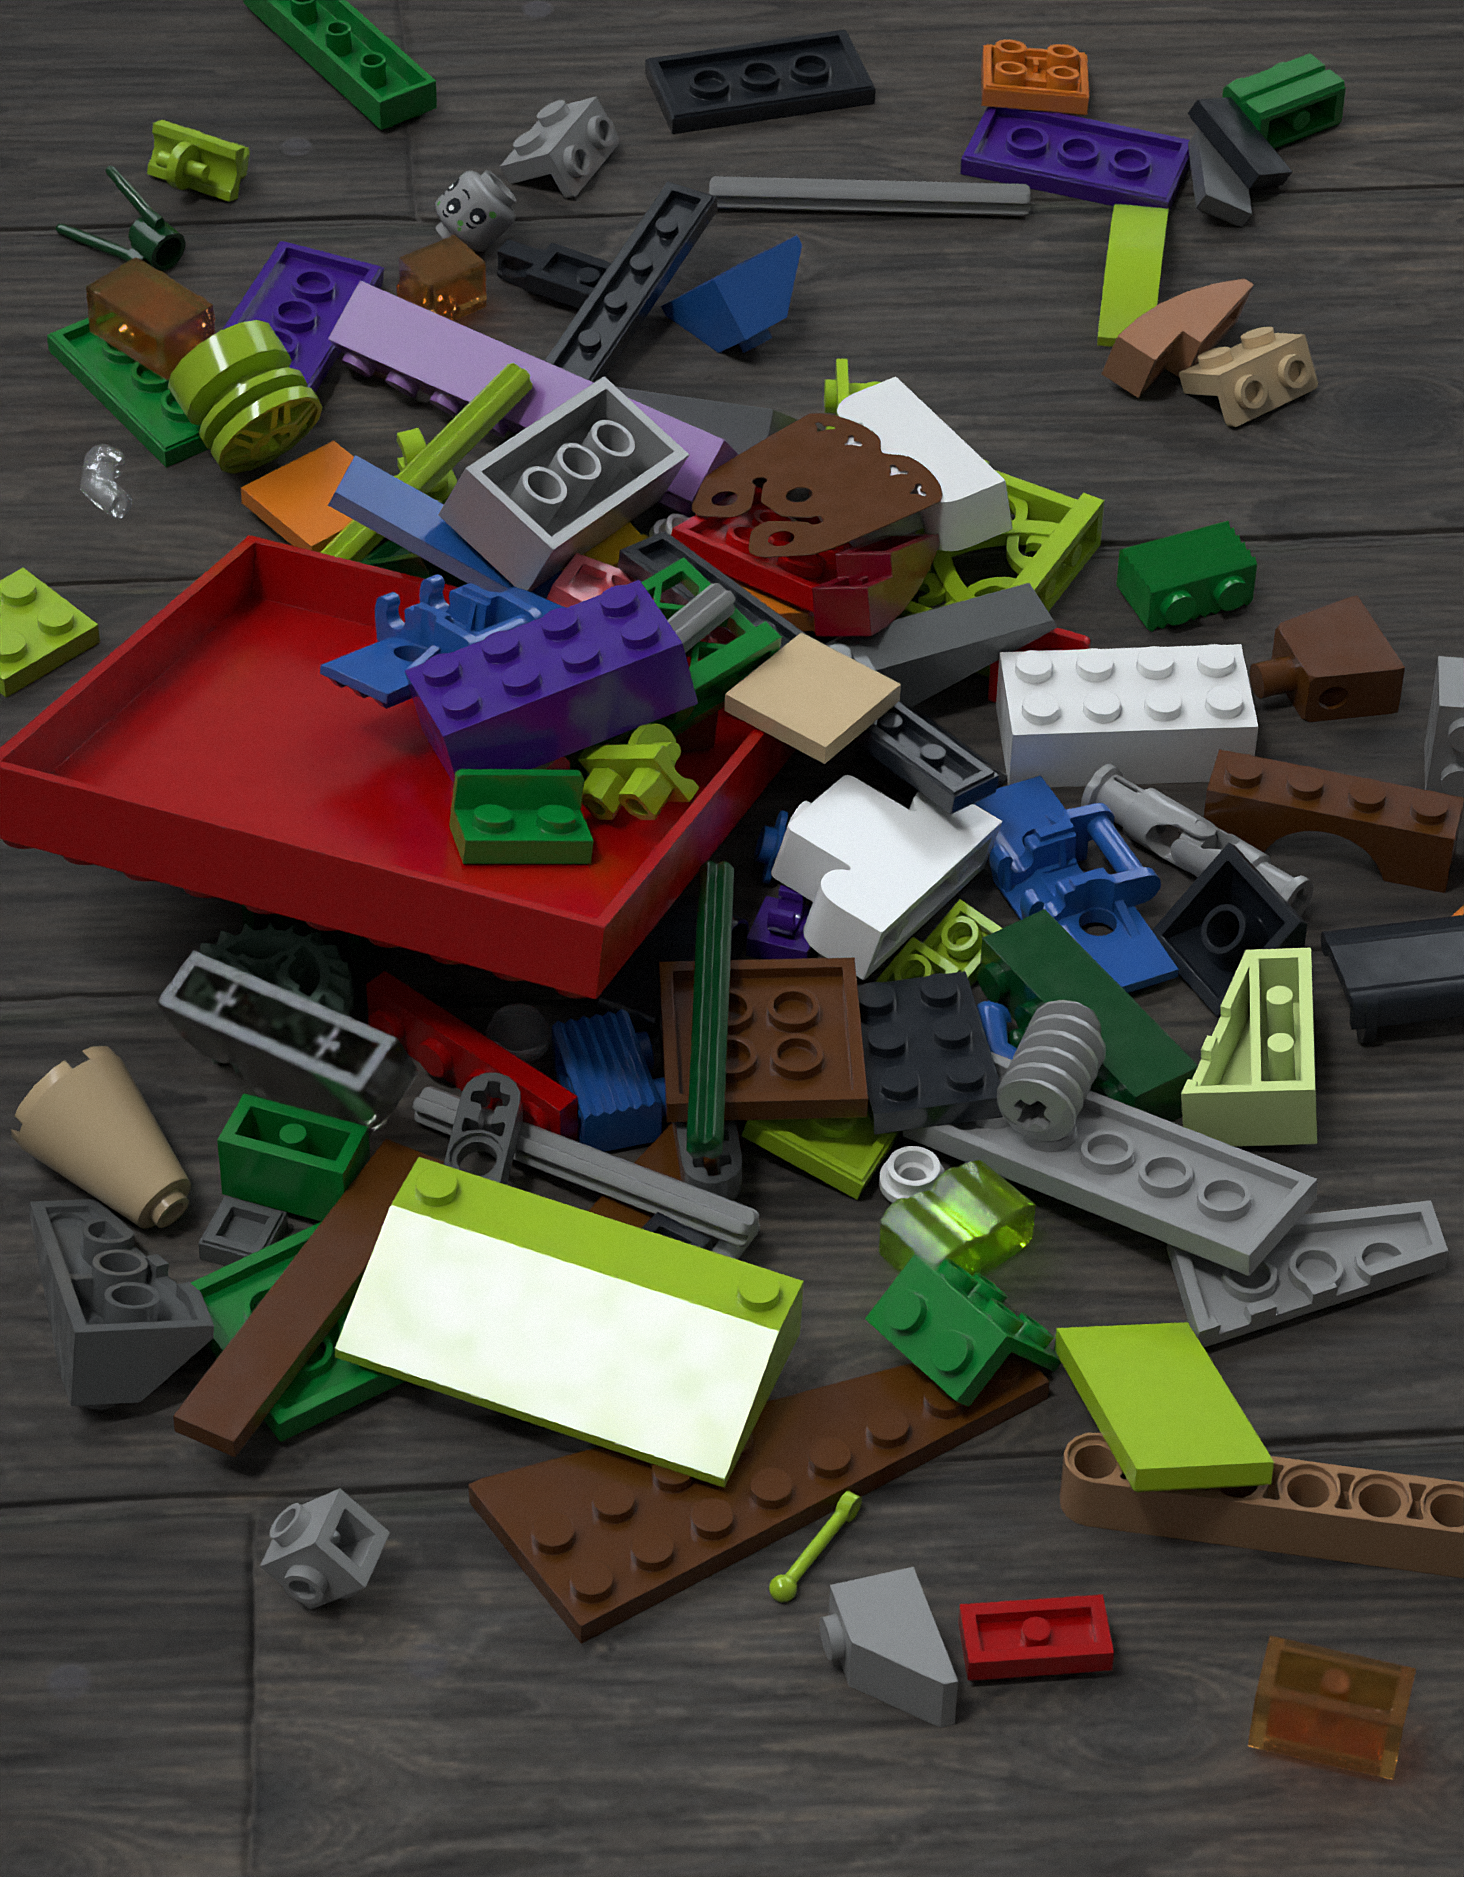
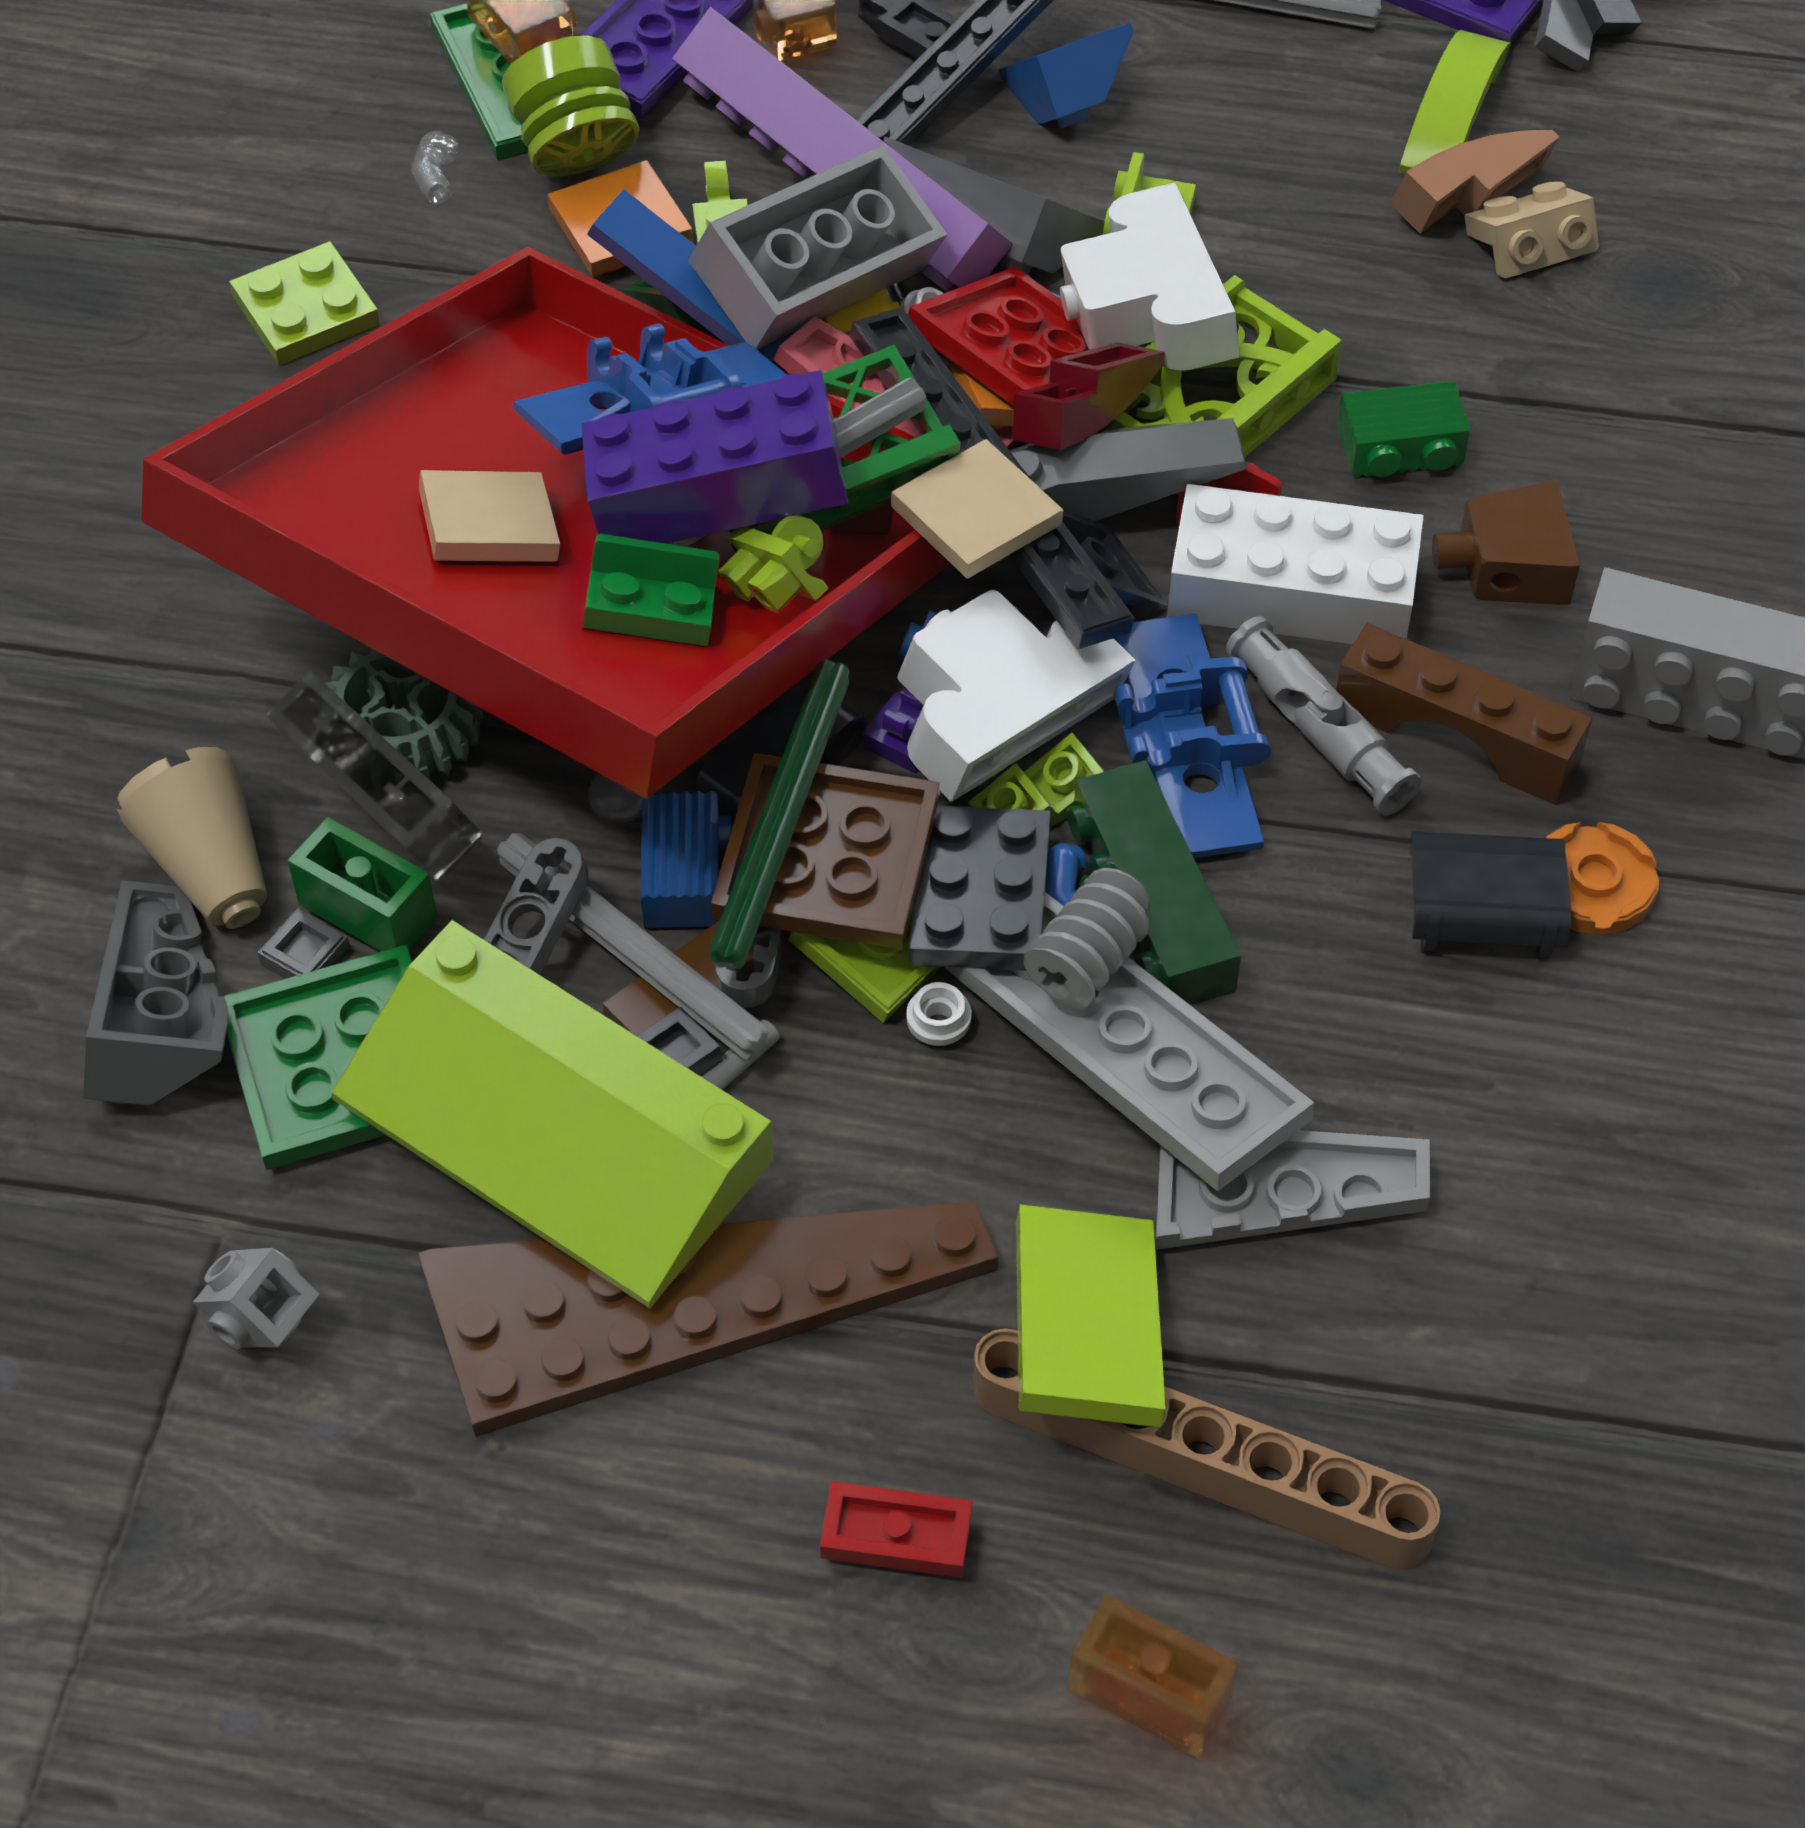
camera: 15 degrees right, 10 degrees up
(296, 1310) = (309, 1046): reddish brown tile -> none
(327, 778) = (488, 516): none -> tan tile
(443, 452) = (734, 190): lime axle -> none
(460, 1053) = (552, 802): red plate -> none
(784, 1586) = (680, 1419): lime hinge -> none
(847, 486) = (1089, 283): reddish brown piece -> none
(891, 1645) = (752, 1506): light grey slope -> none
(956, 1326) = (922, 1185): green bracket -> none
(965, 1217) = (959, 1077): clear neon green brick -> none
(1220, 918) = (1323, 820): black slope -> none
(1261, 1058) = (1309, 957): yellowish green wedge -> none

